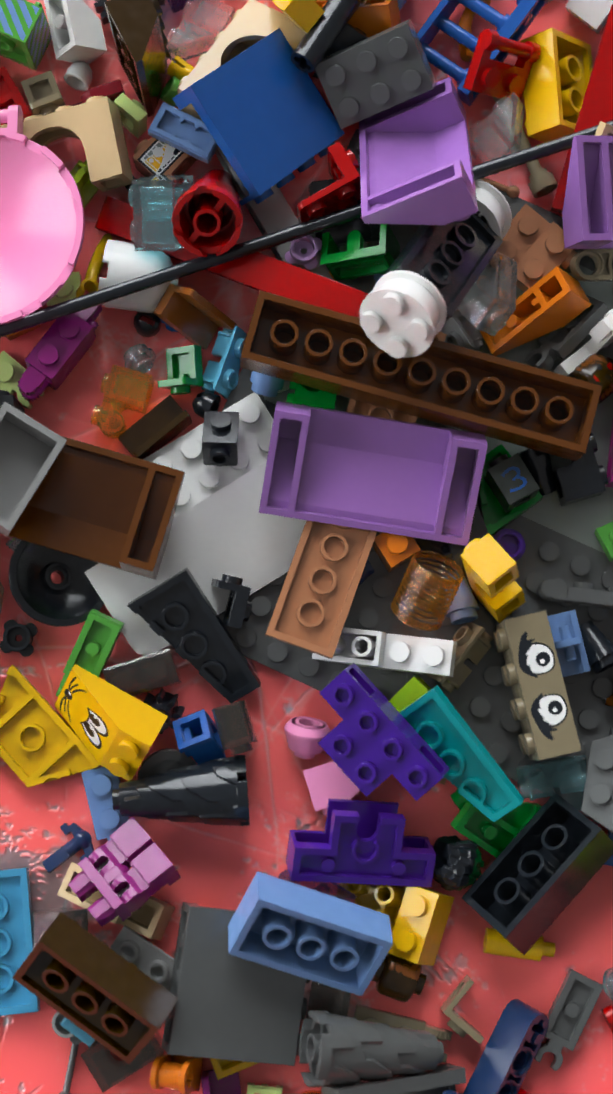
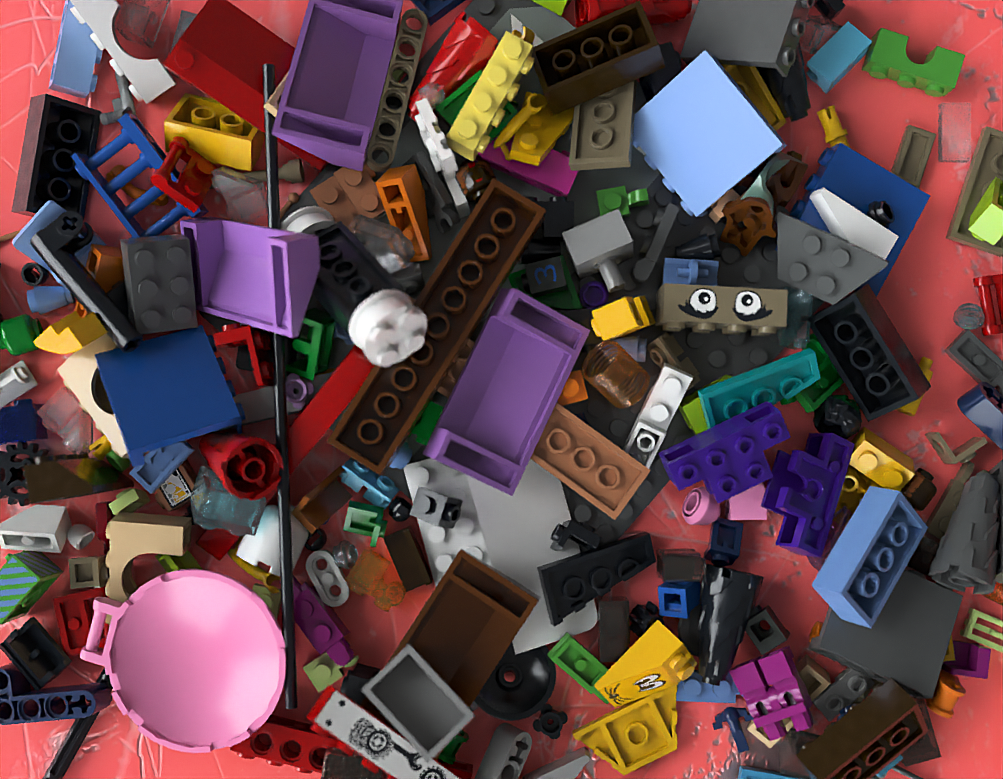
camera: 70 degrees left, 5 degrees up
(106, 347) = (325, 578): none -> white plate
(180, 844) = (766, 639): none -> pearl dark grey brick
(275, 774) = (724, 542): none -> dark blue bracket
(562, 532) = (600, 247): none -> light grey brick

